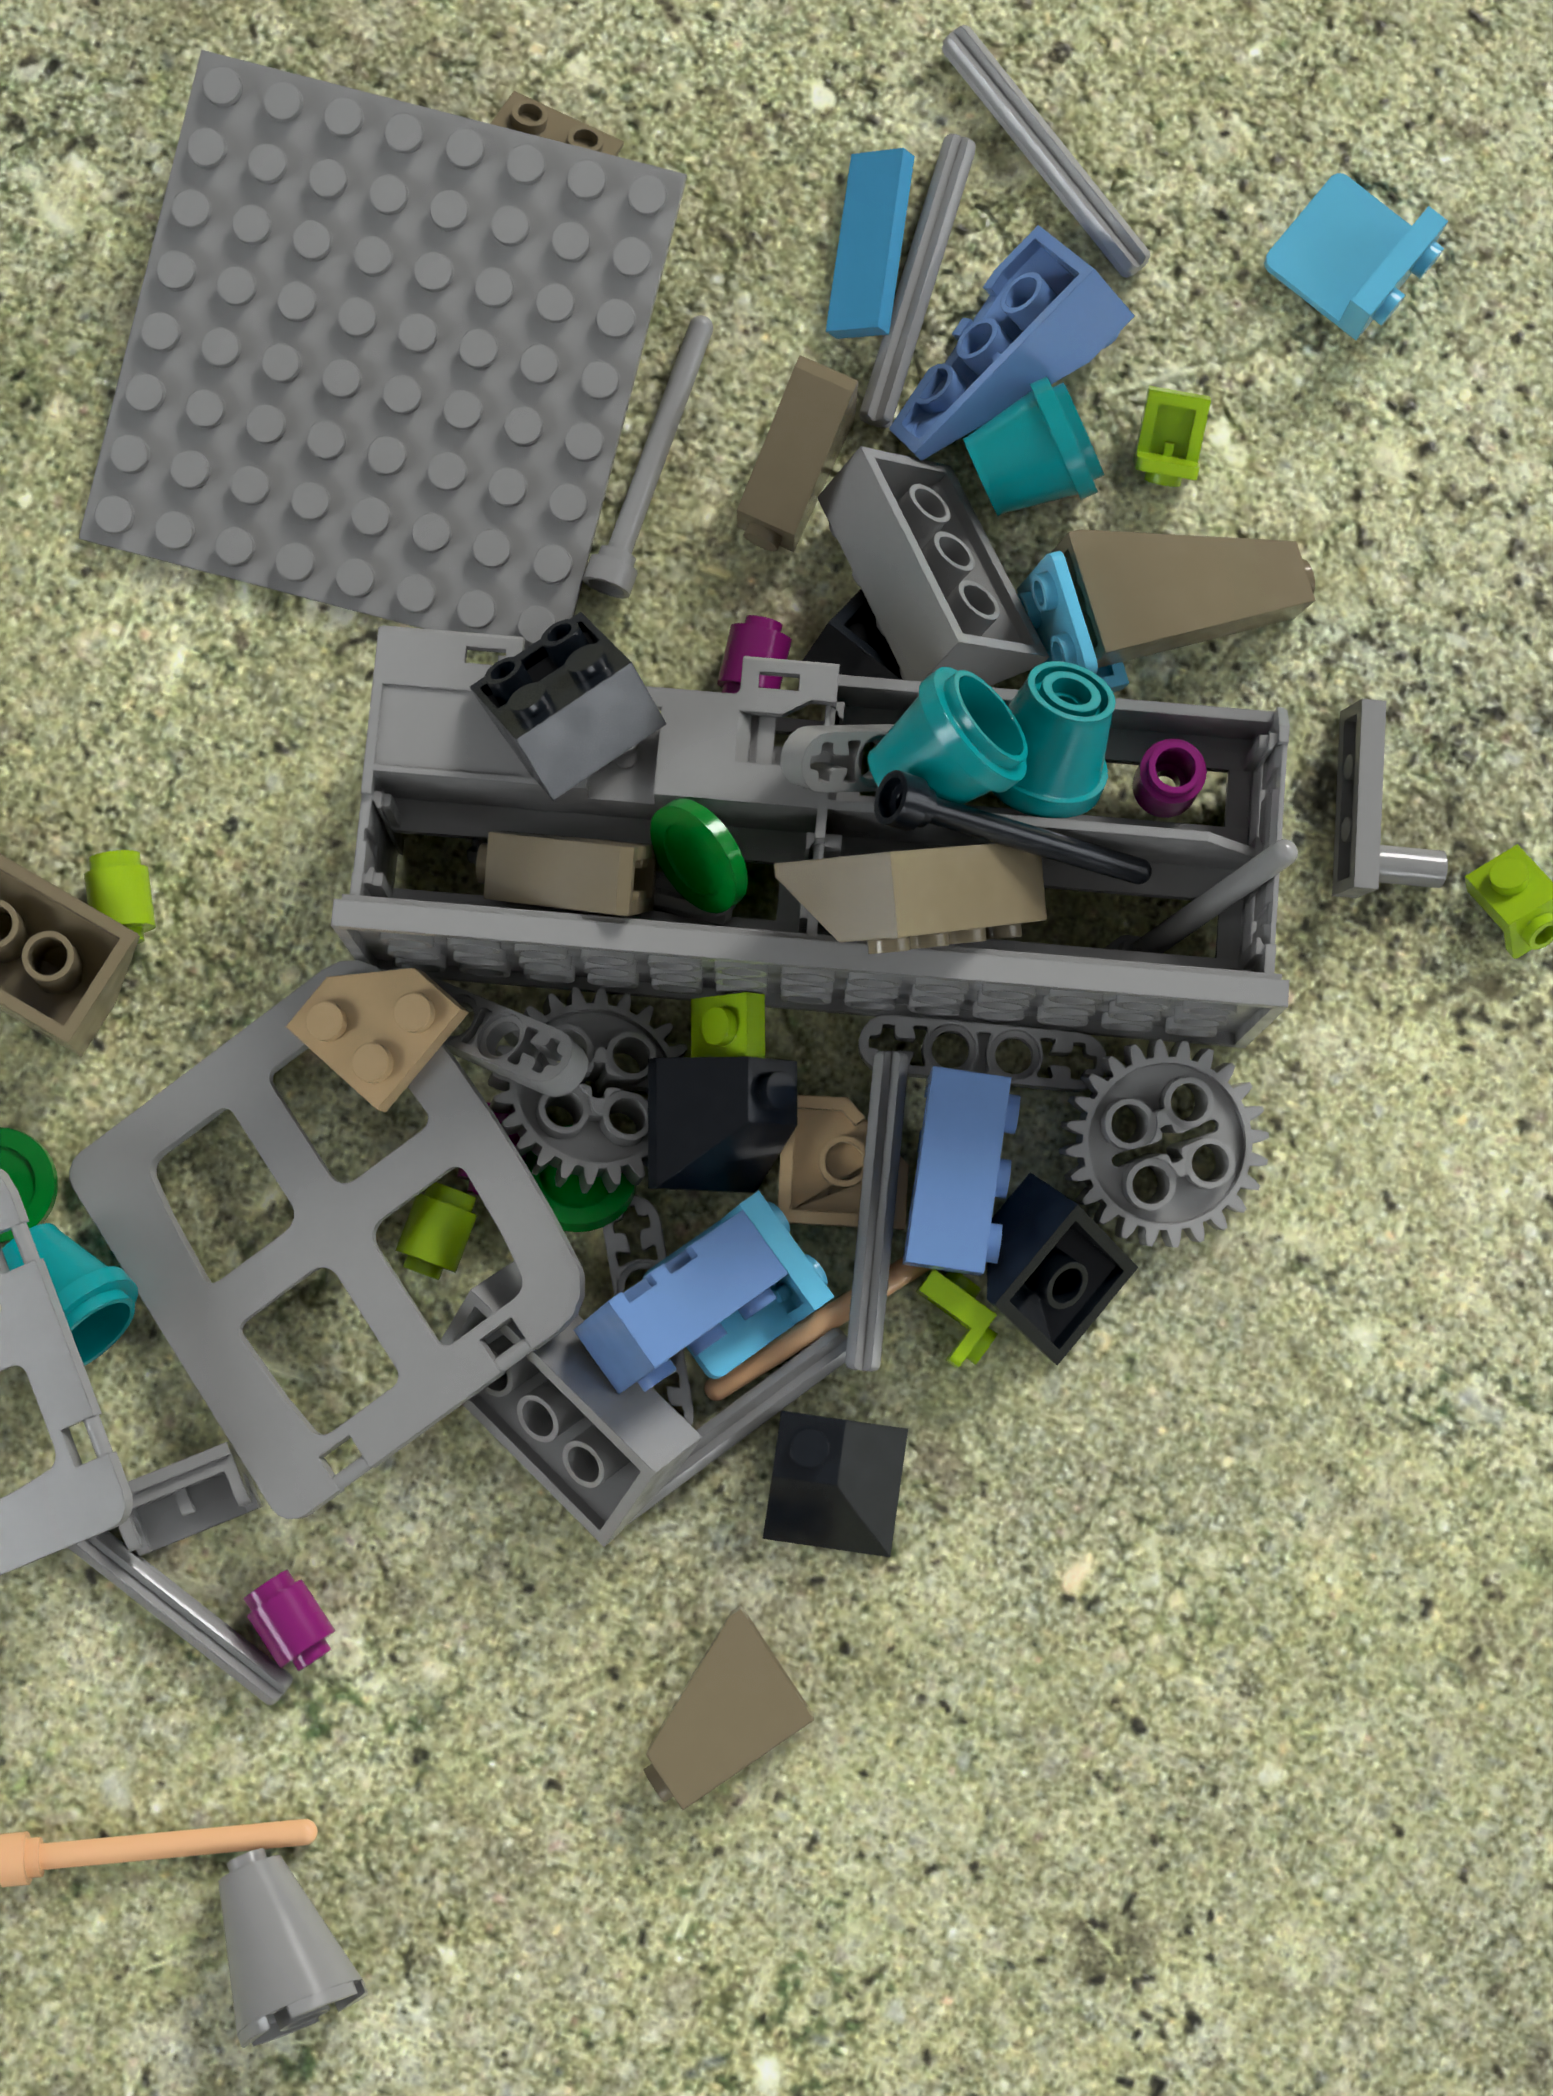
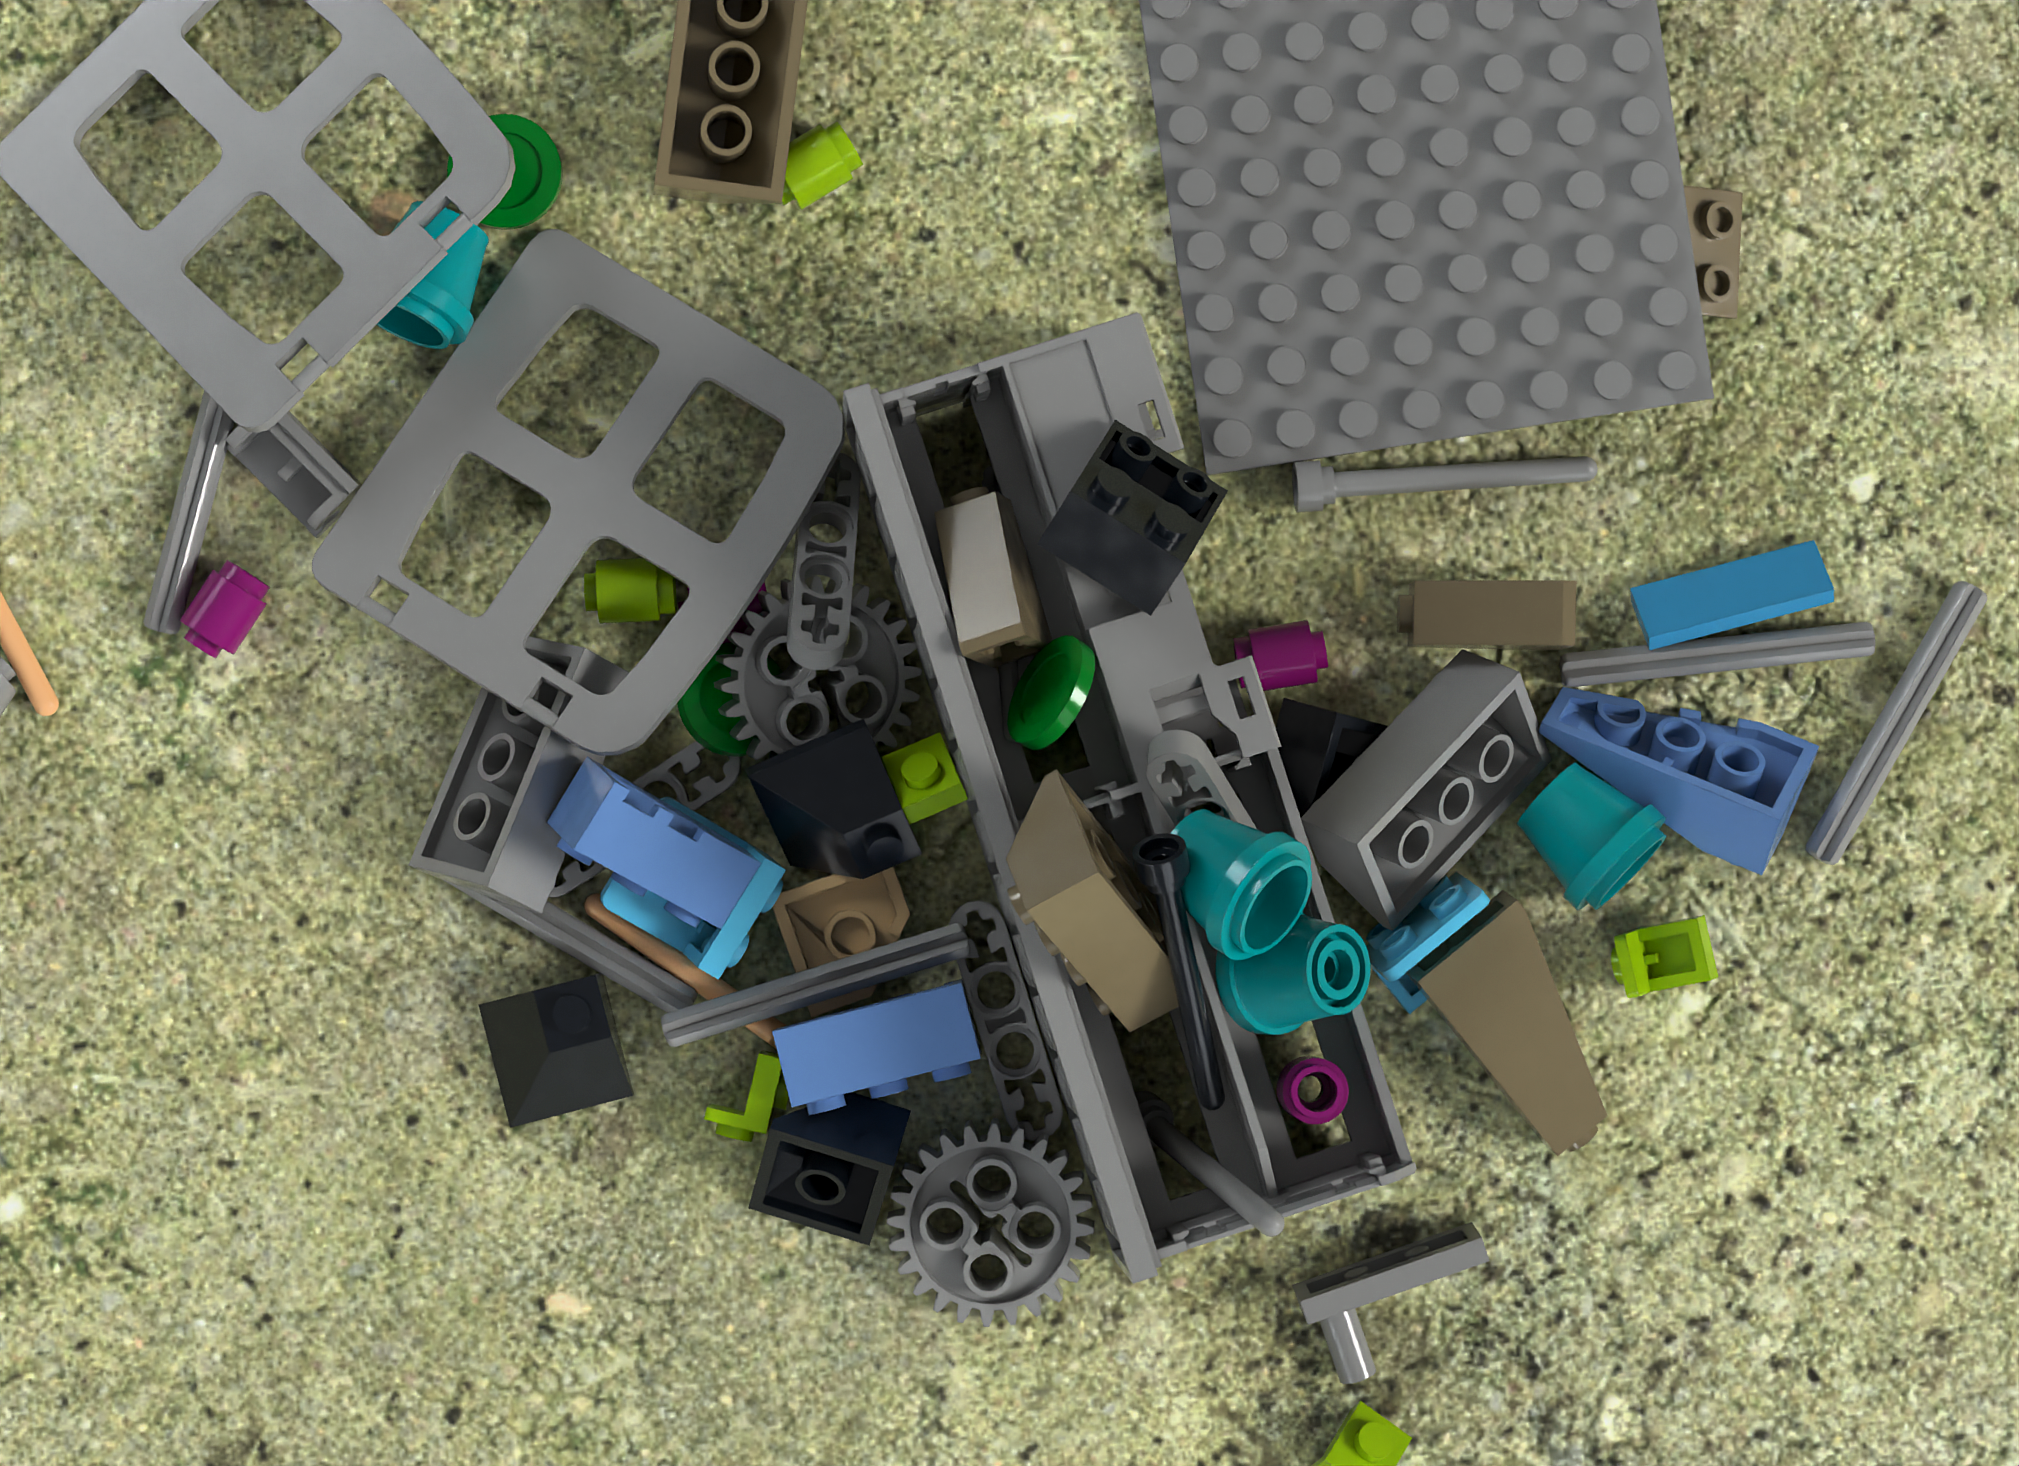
camera: 65 degrees right, 5 degrees up
(377, 1028) = (784, 461): tan plate -> none
(725, 1716) = (306, 1038): dark tan slope -> none
(1353, 254) = (1916, 1056): medium azure bracket -> none

